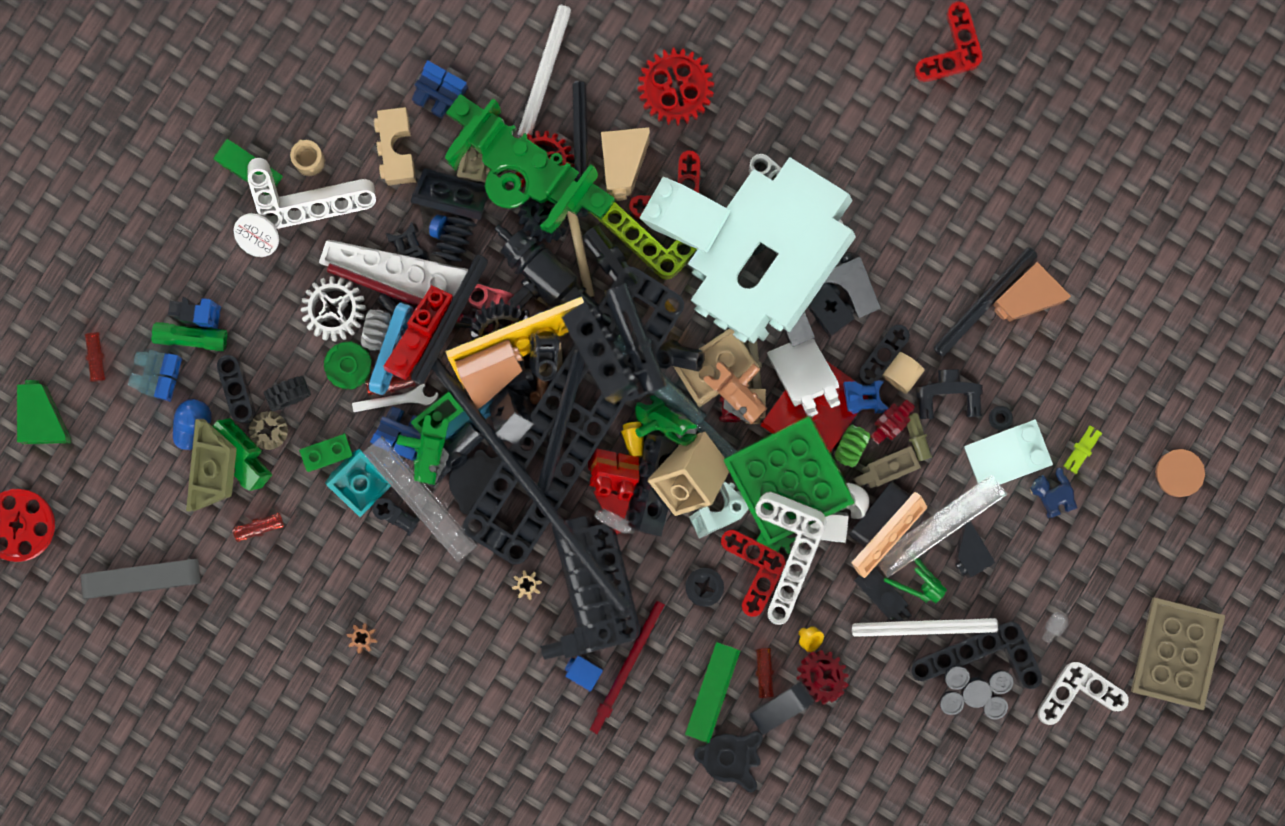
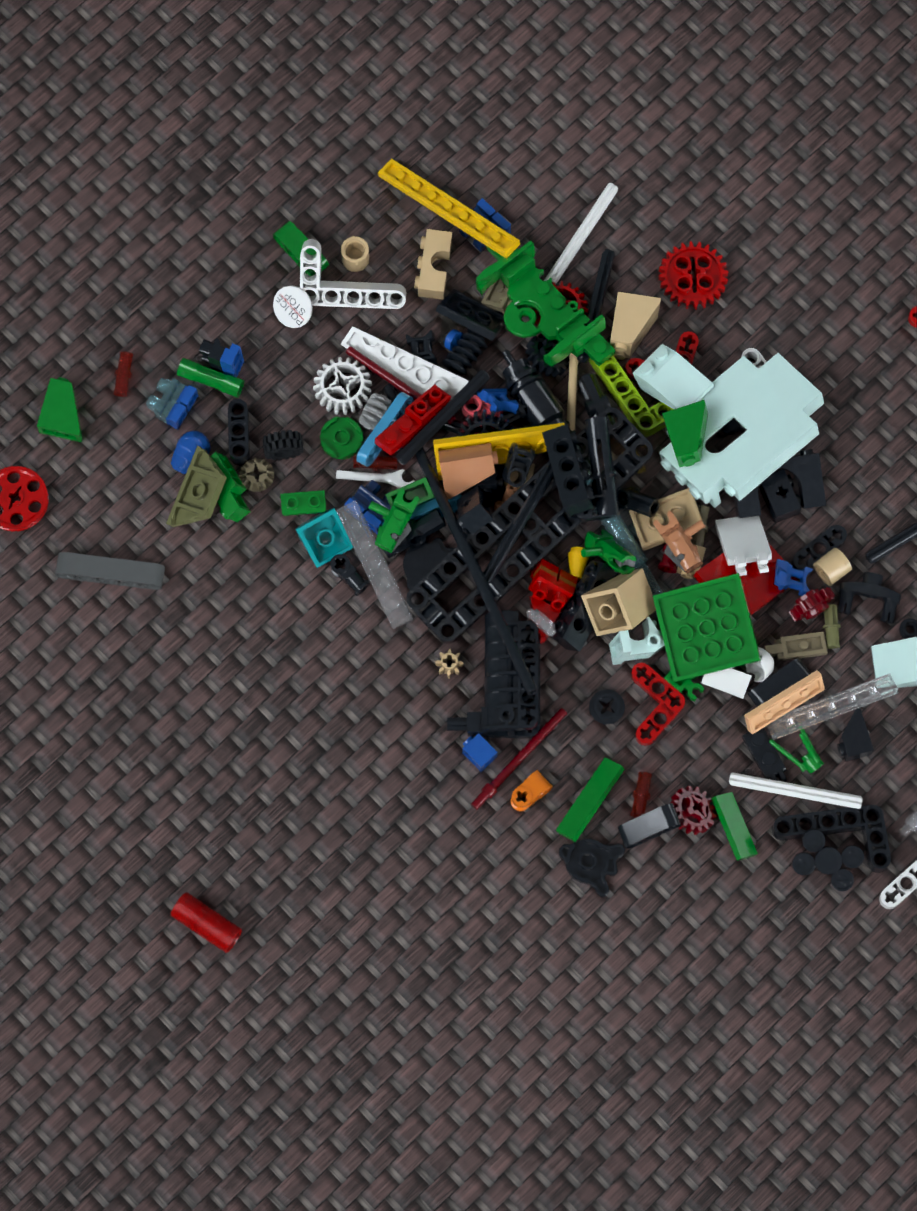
camera: 15 degrees right, 10 degrees down
(258, 527) = (225, 553): clear red pin -> none
(355, 636) = (284, 673): nougat gear -> none
(395, 82) = (449, 208): none -> yellow tile
(499, 279) = (498, 400): none -> blue piece
(651, 697) = (532, 789): none -> orange piece
(715, 273) = (687, 431): none -> green slope
(798, 555) = (696, 692): white beam -> none
(810, 638) = (690, 775): yellow tile -> none
(852, 446) = (770, 617): bright green gear -> none
(870, 681) = (734, 826): none -> green tile

